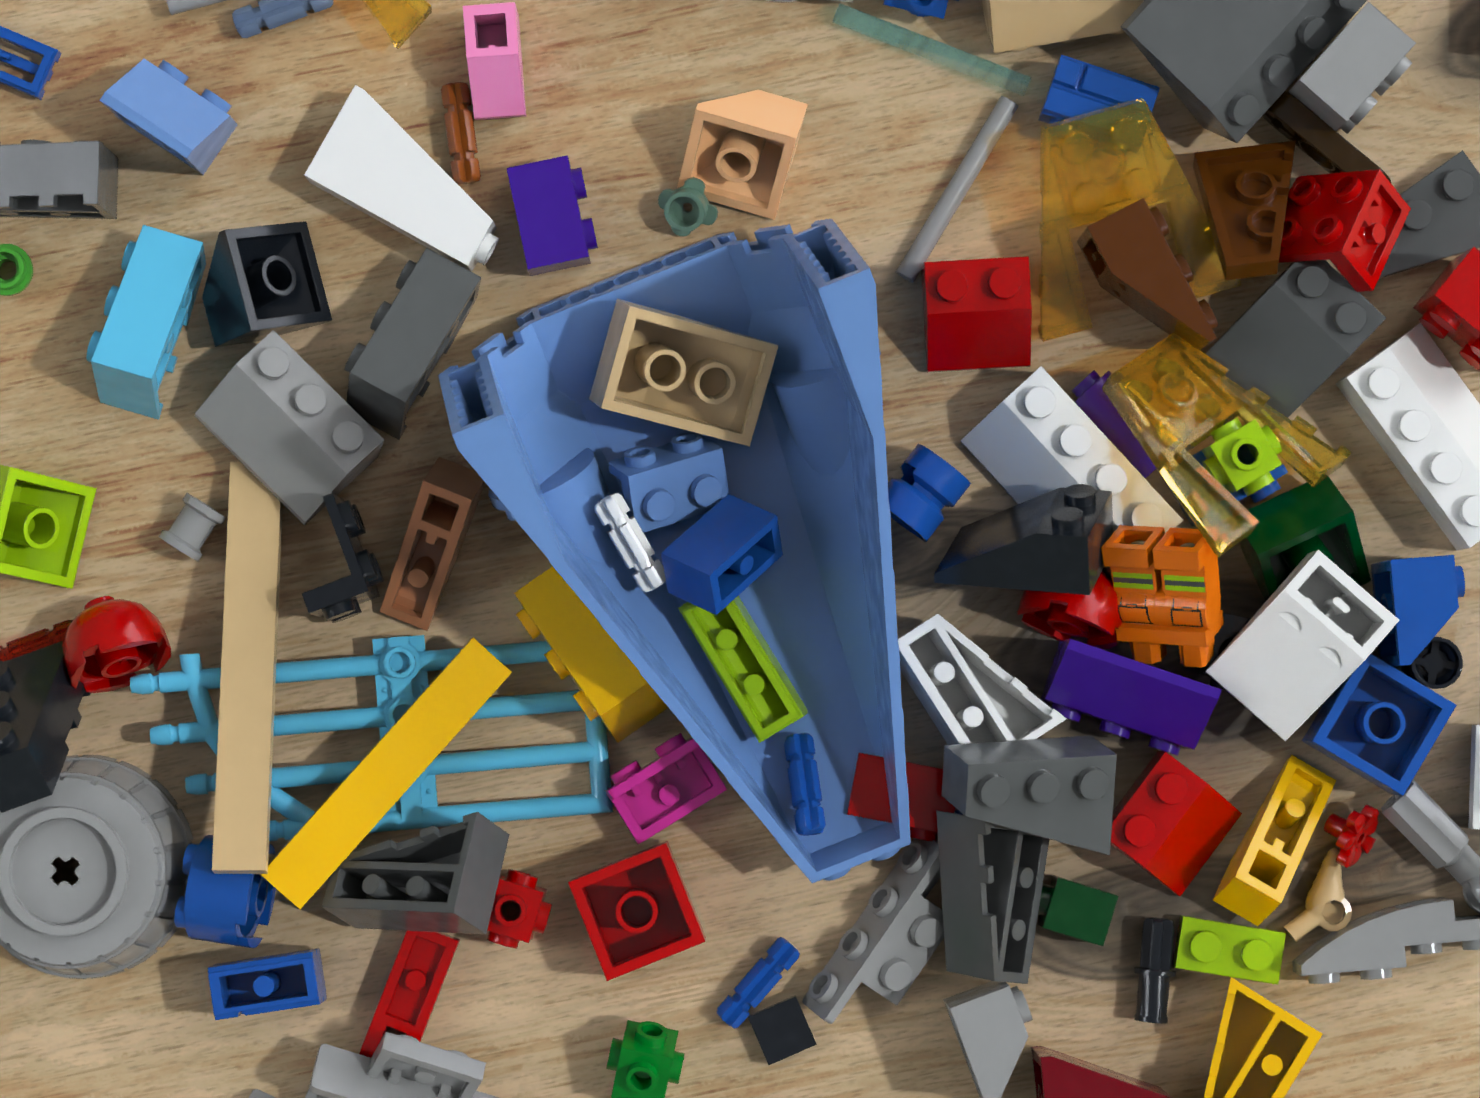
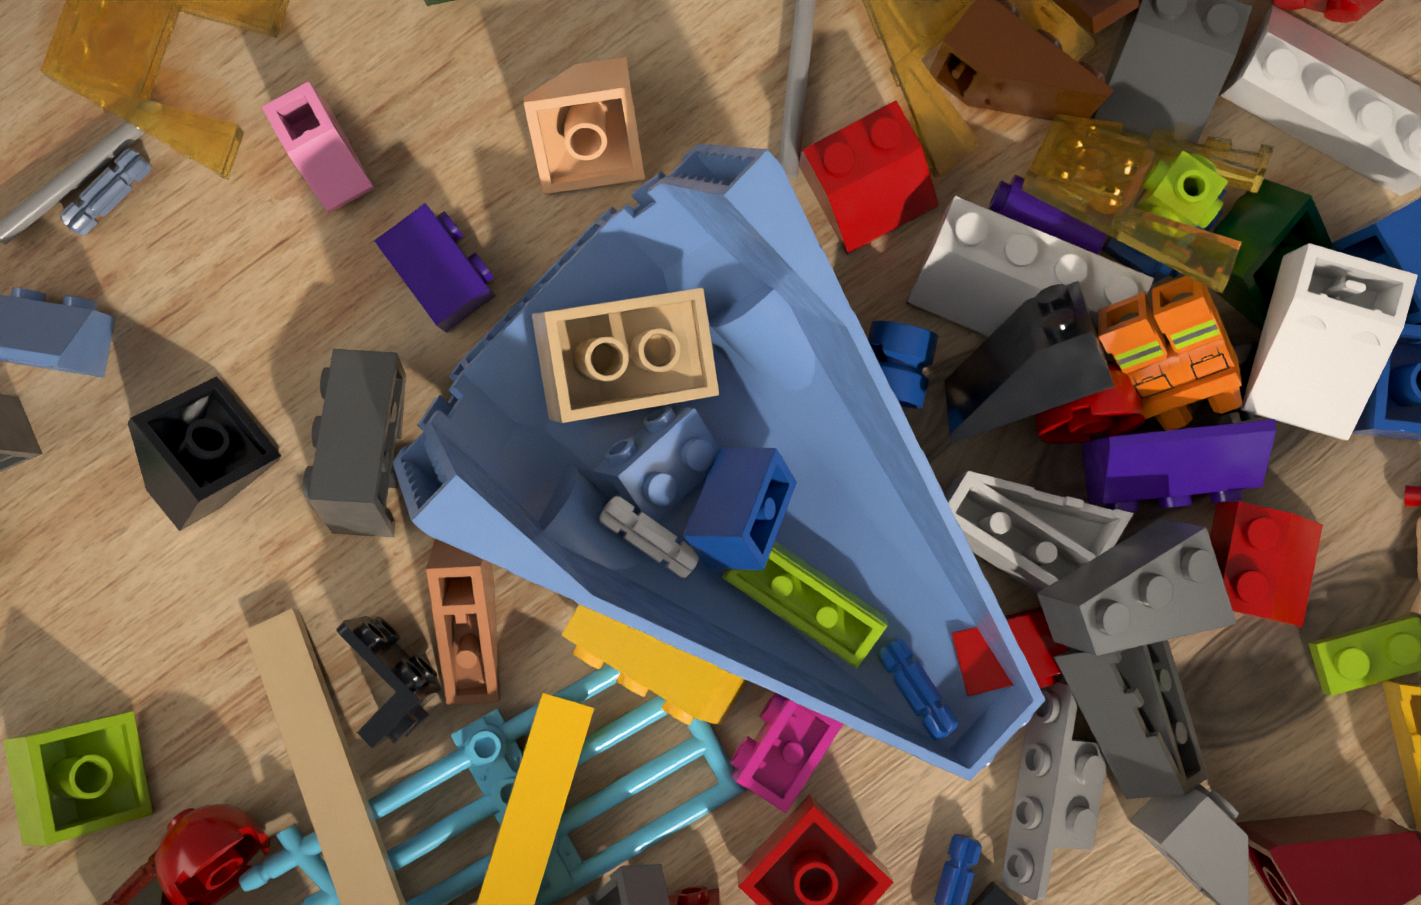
camera: 20 degrees left, 0 degrees up
(145, 319) = (100, 536): medium azure wedge -> none
(192, 527) = (236, 707): light grey bush -> none
(289, 427) = (281, 573): light grey slope -> none
(393, 180) = (271, 300): white slope -> none
(460, 133) = (321, 230): dark orange axle -> none
(684, 221) = (563, 217): sand green plate -> none
(1076, 910) = (1221, 684): dark green brick -> none
(1155, 970) = (1314, 707): black axle -> none
(1275, 842) = (1371, 540): yellow slope -> none

